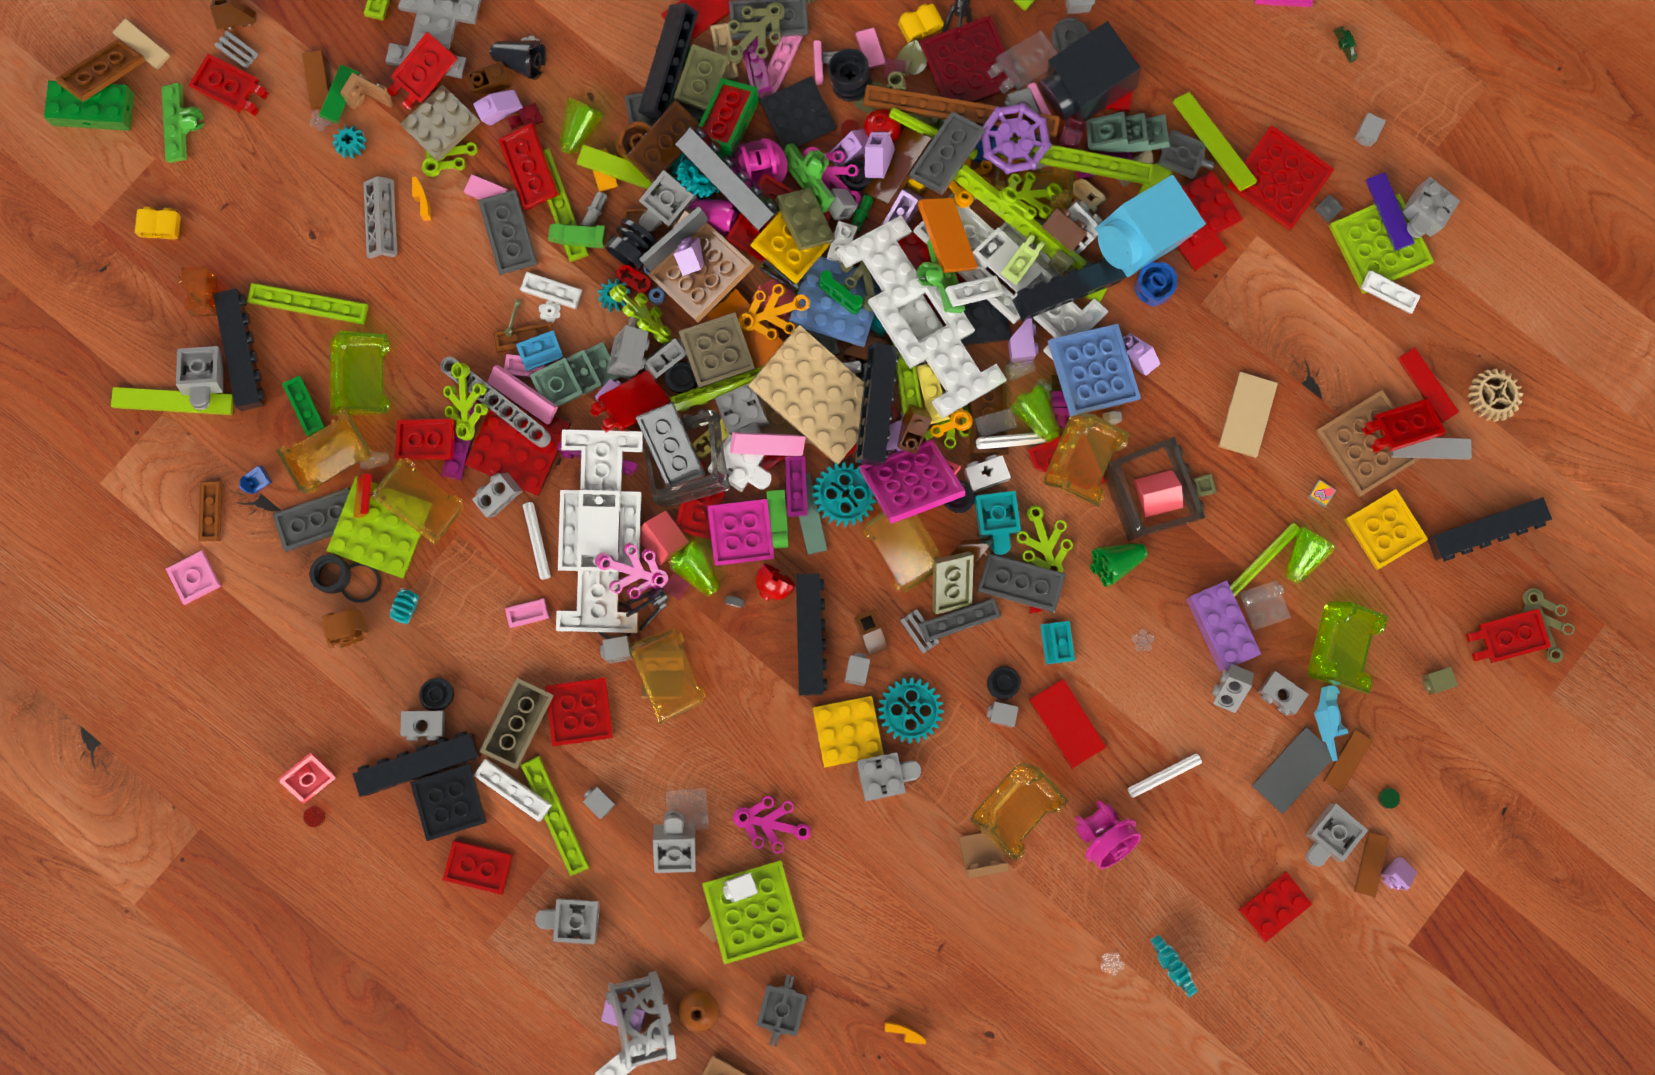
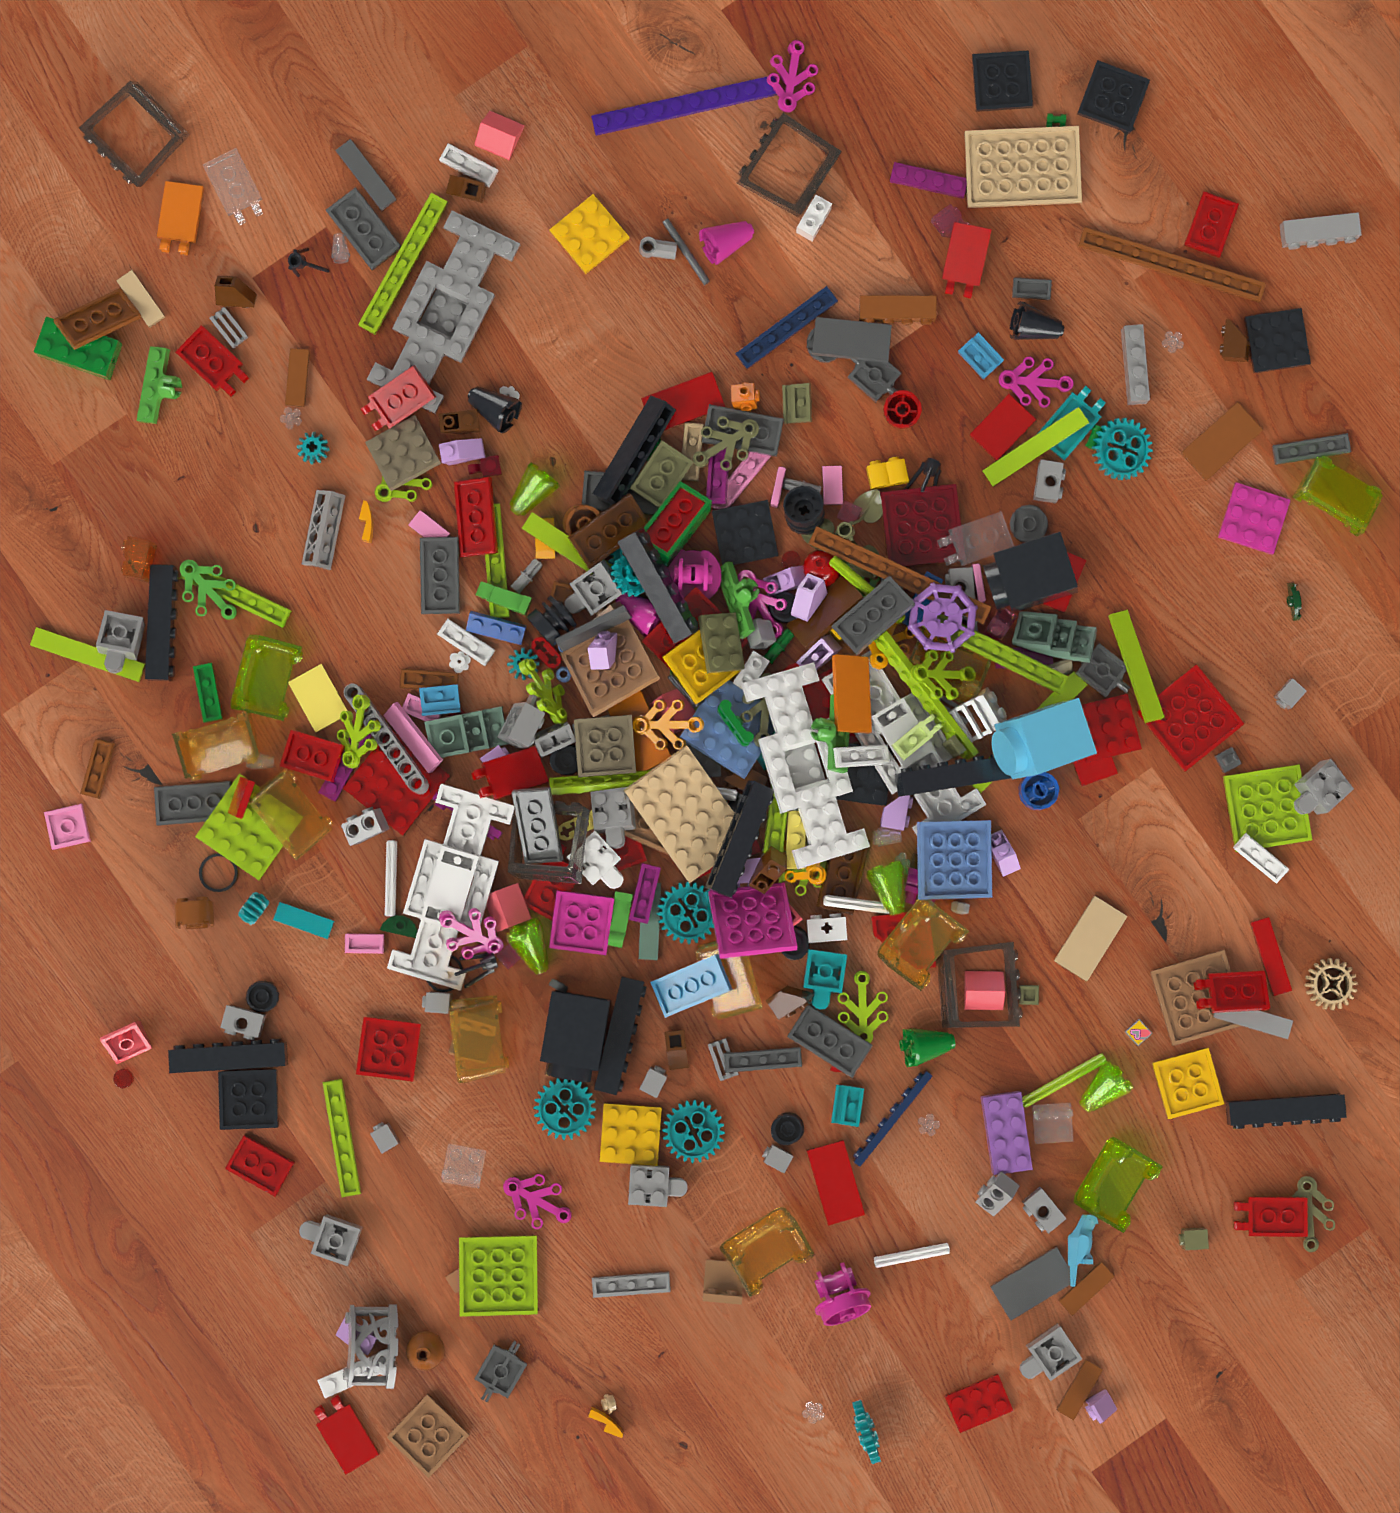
camera: 20 degrees right, 5 degrees up
(157, 224) = (114, 480): yellow brick -> none
(255, 480) = (145, 752): blue plate -> none
(276, 302) = (206, 587): none -> bright green plant
(318, 565) = (178, 857): black tyre -> none
(334, 102) = (314, 398): green tile -> none
(358, 86) = (330, 402): medium nougat bracket -> none
(416, 382) = (318, 697): none -> light yellow tile
(459, 606) = (303, 920): none -> teal tile
(508, 331) = (415, 673): olive hinge -> none
(512, 790) = (309, 1104): white tile -> none
(516, 723) = (328, 1044): dark tan slope -> none
(558, 585) = (400, 925): none -> dark green plate
(576, 268) = (496, 628): none -> plate
(674, 845) = (443, 1196): light grey brick -> none
(739, 887) = (491, 1252): white brick -> none
(764, 643) = (574, 1035): none -> black container
(764, 738) = (551, 1120): none -> teal gear
(767, 444) = (627, 850): bright pink tile -> none
(773, 584) = (598, 979): red cylinder -> none
(868, 563) = (691, 985): none -> plate
(890, 884) = (631, 1284): none -> light grey tile
(901, 1012) = (608, 1403): none -> tan plate
(952, 582) = (764, 1025): plate -> none
(995, 422) = (848, 883): clear tile -> none
(1065, 228) = (965, 717): reddish brown brick -> none
(1083, 189) = (995, 679): tan plate -> none
(1108, 634) = (896, 1112): none -> dark blue plate
(1388, 798) = (1114, 1333): dark green tile -> none
(1389, 211) = (1283, 780): dark purple tile -> none

